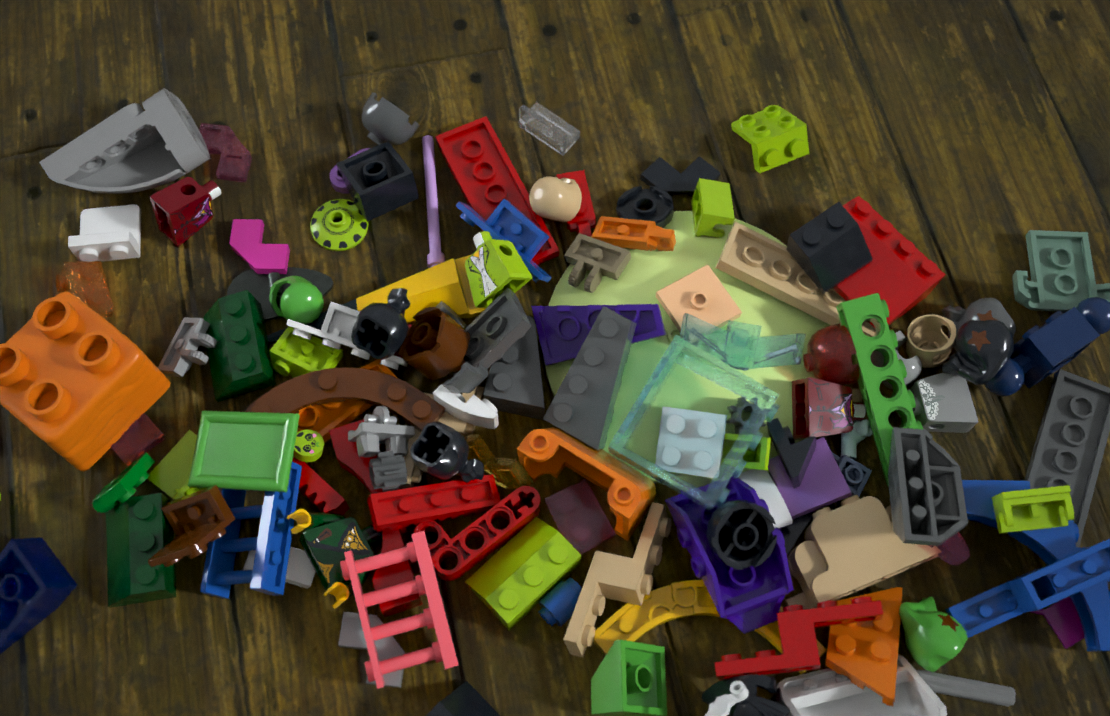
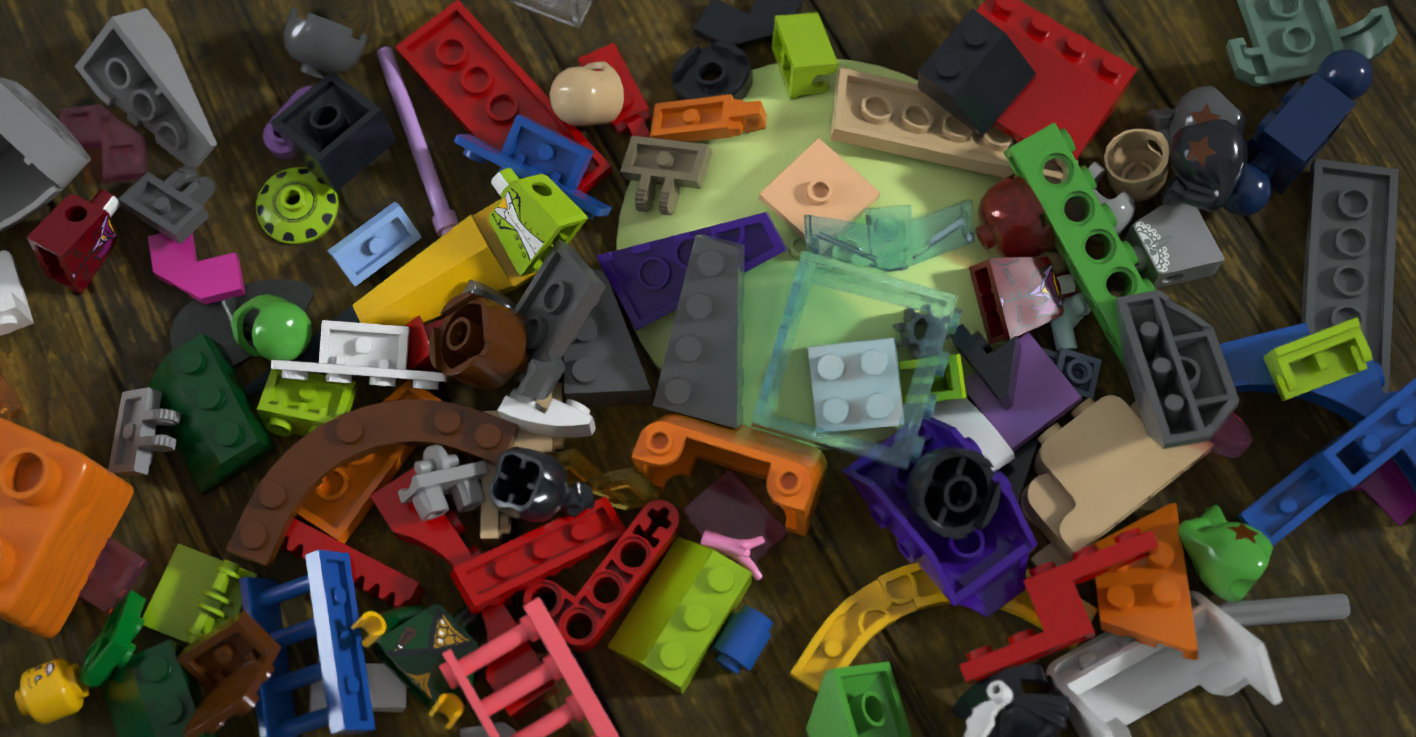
camera: 10 degrees left, 5 degrees up
(70, 508) = (51, 691): none -> yellow head
(244, 450) = (267, 554): bright green piece -> none
(255, 203) = (171, 205): none -> dark grey hinge
(262, 113) = (141, 73): none -> light grey wedge
(308, 446) = (347, 524): lime tile -> none
(382, 326) = (404, 338): black piece -> none
(383, 262) = (374, 243): none -> light blue plate
(387, 471) = (467, 531): dark grey gear -> none
(574, 535) = (735, 548): none -> bright pink bar
(617, 579) = (807, 591): tan bracket -> none

